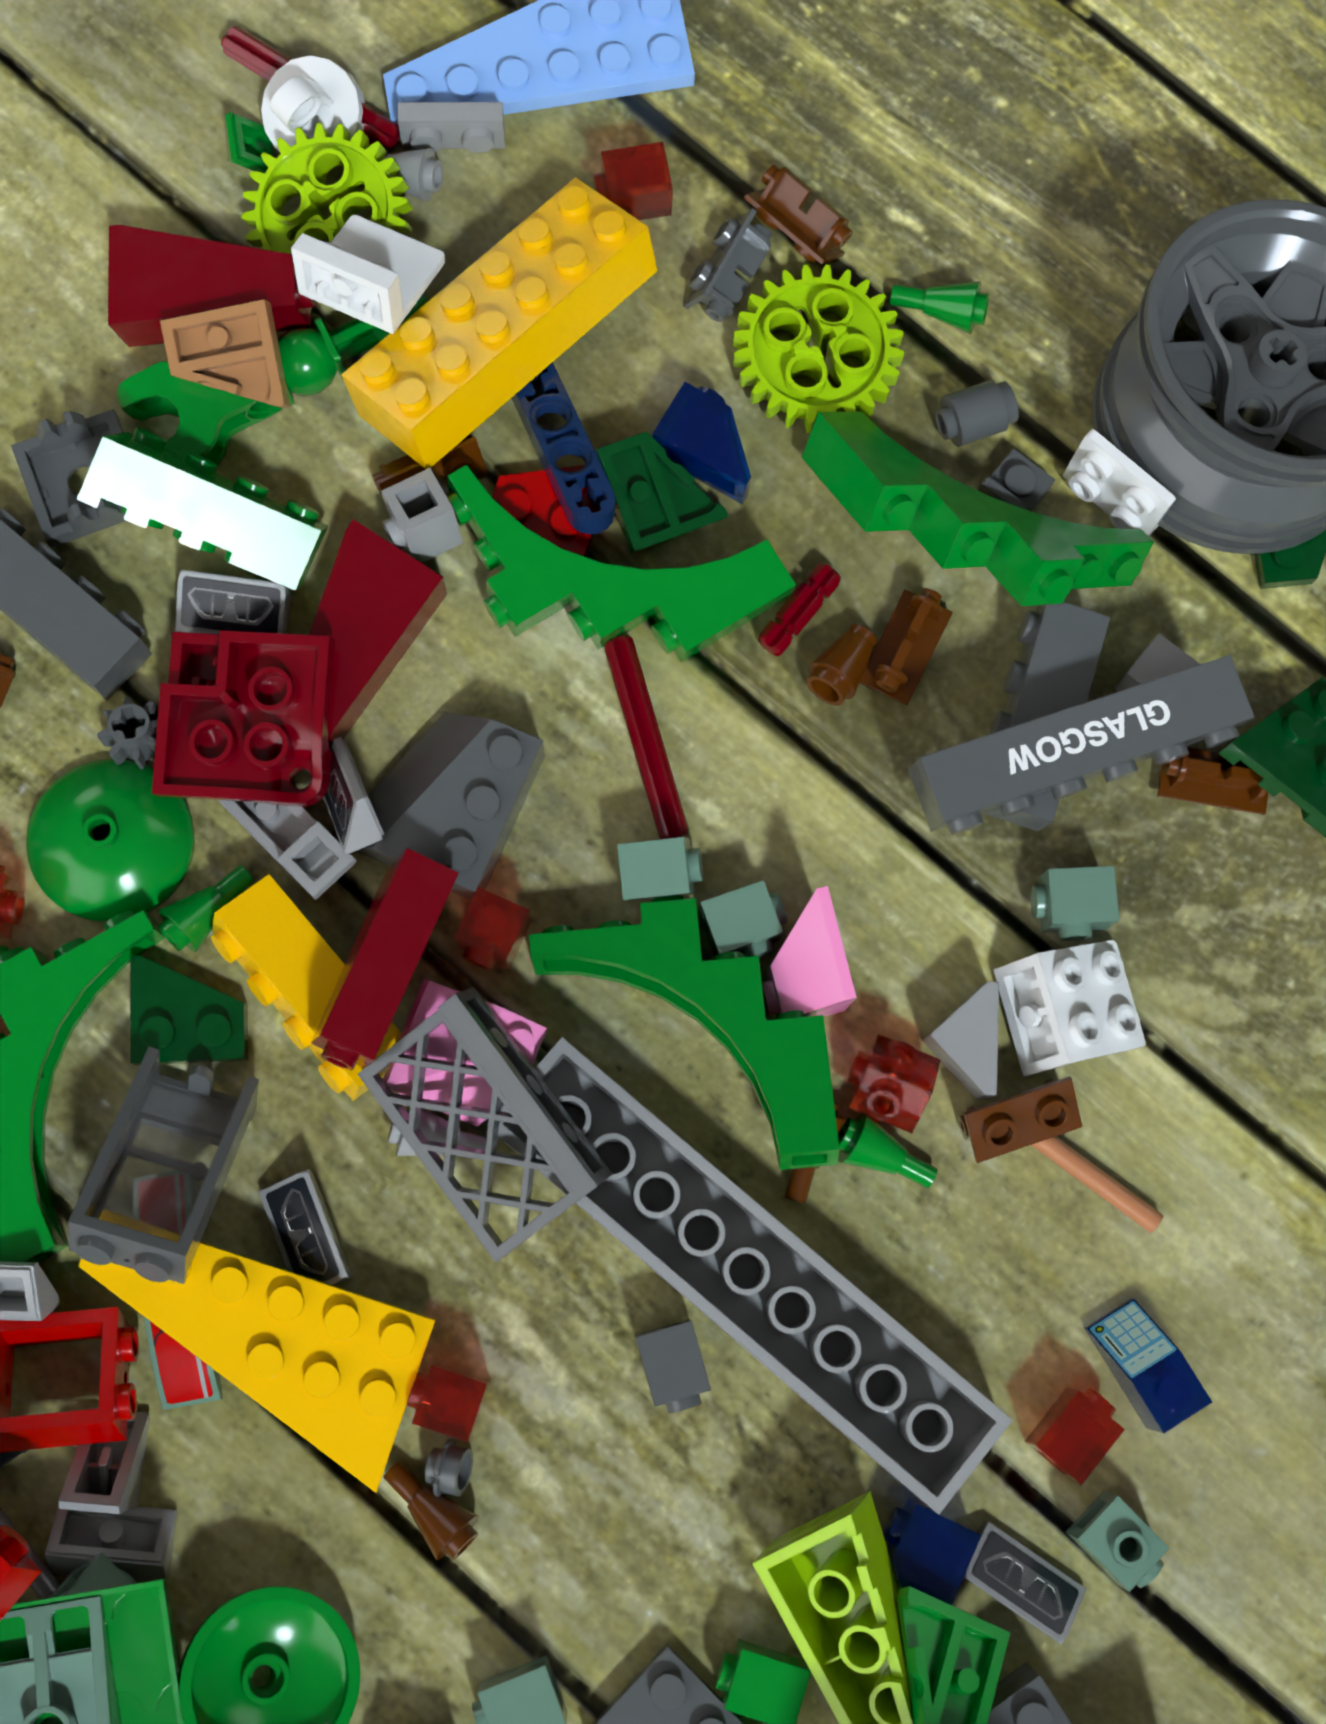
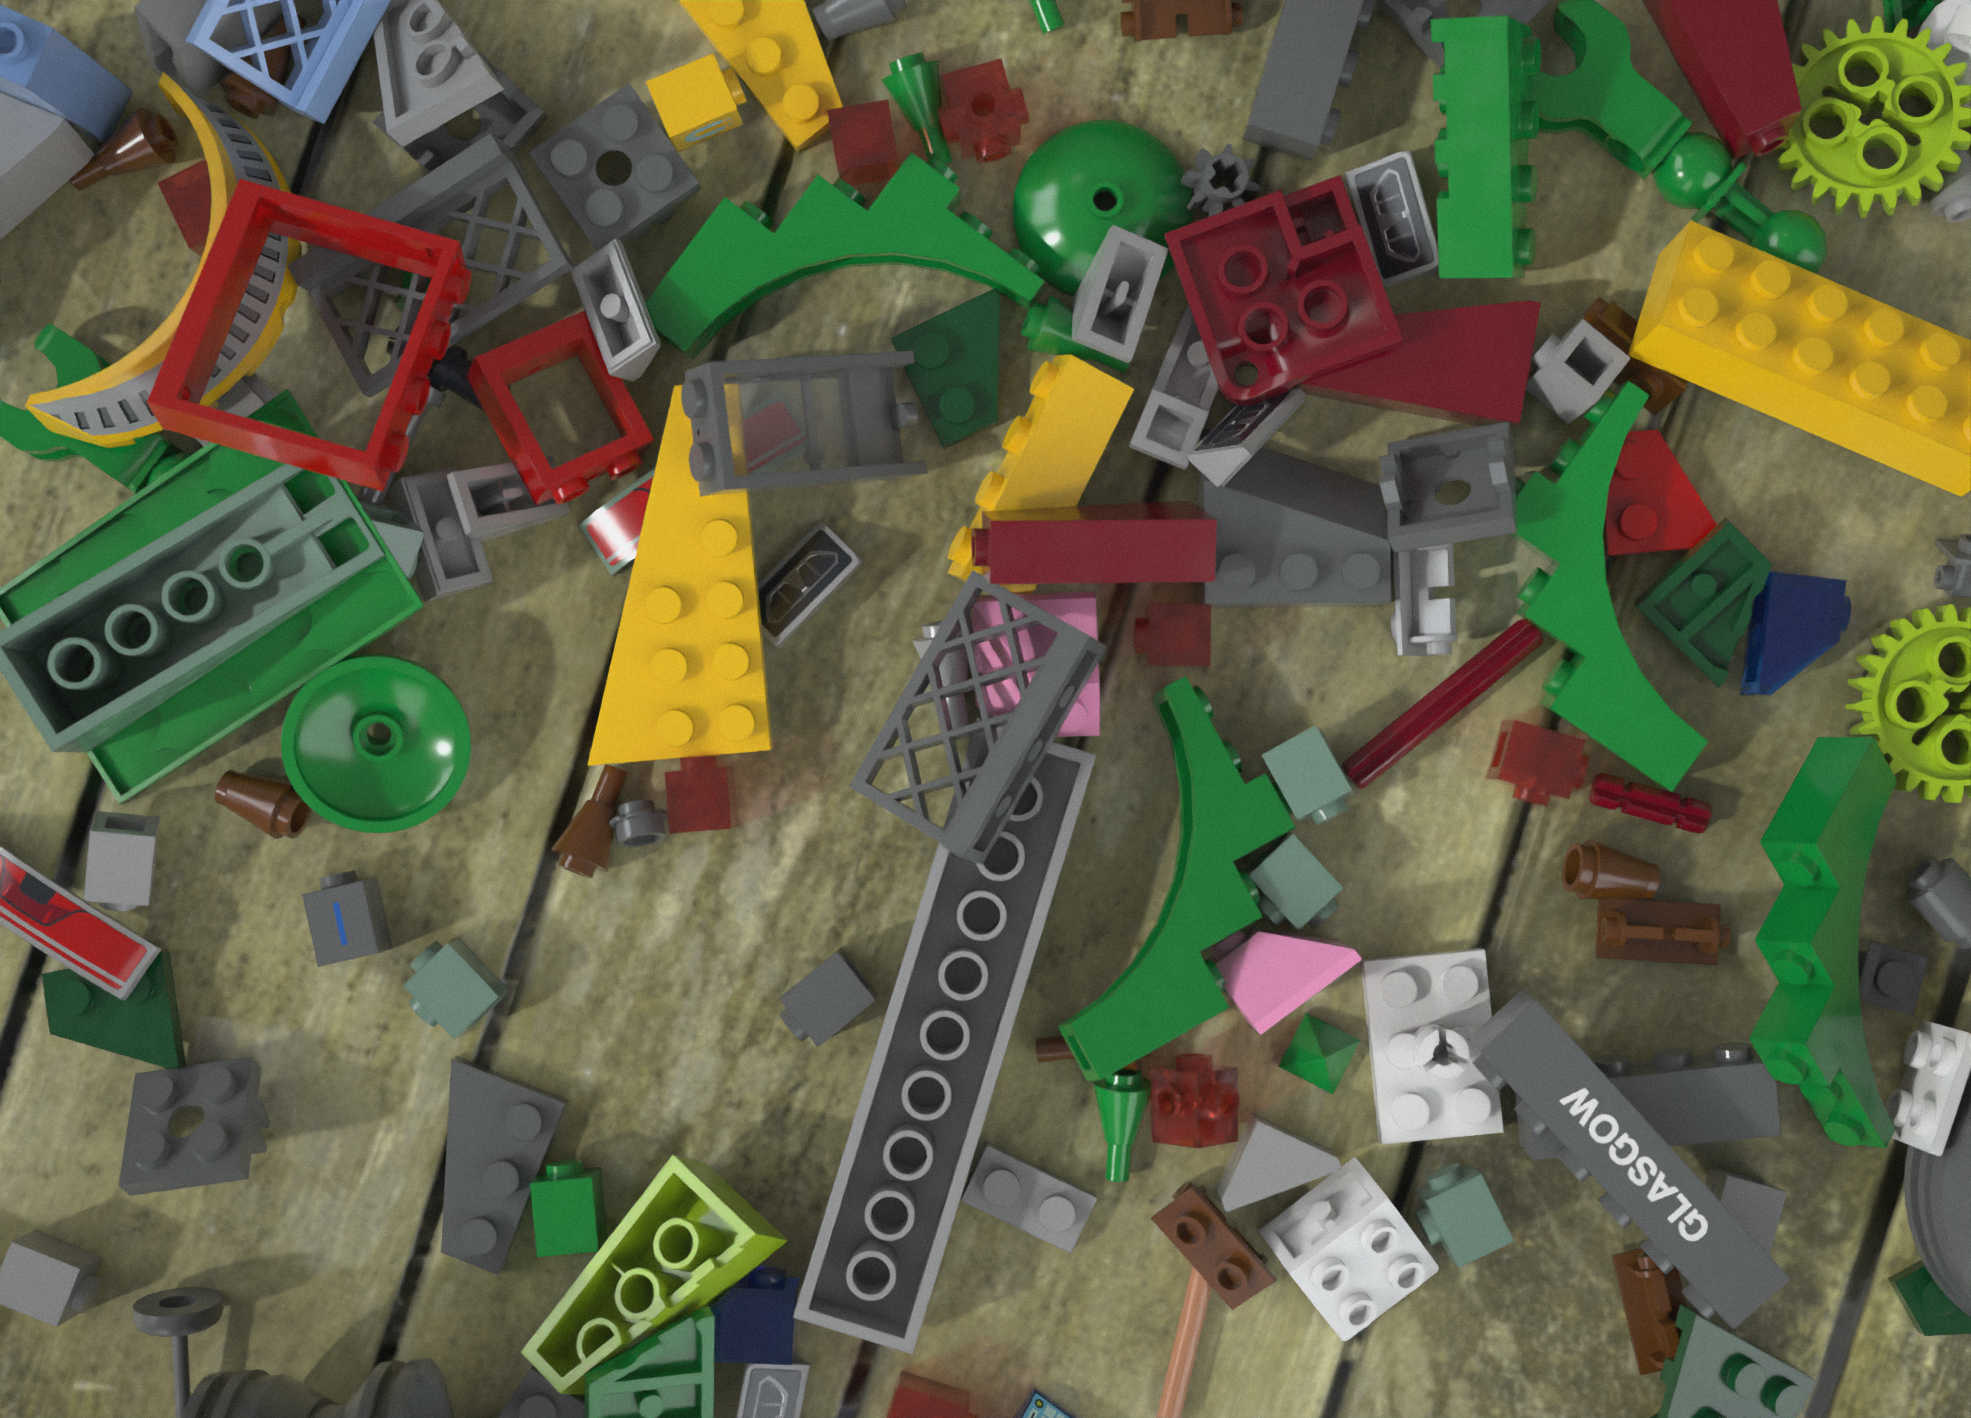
camera: 75 degrees right, 10 degrees up
(182, 853) = (1117, 293): none -> light grey slope
(229, 351) = (1664, 92): medium nougat wing -> none
(366, 271) = (1817, 196): white bracket -> none
(443, 670) = (1420, 468): none -> dark grey piece
(566, 440) = (1723, 479): dark blue beam -> none
(571, 725) = (1419, 621): none -> light grey hinge
(726, 682) = (1537, 762): none -> clear red brick
(894, 962) = (1319, 1053): none -> green slope
(918, 1261) = (1029, 1197): none -> light grey plate
(922, 874) = (1418, 1045): none -> white plate

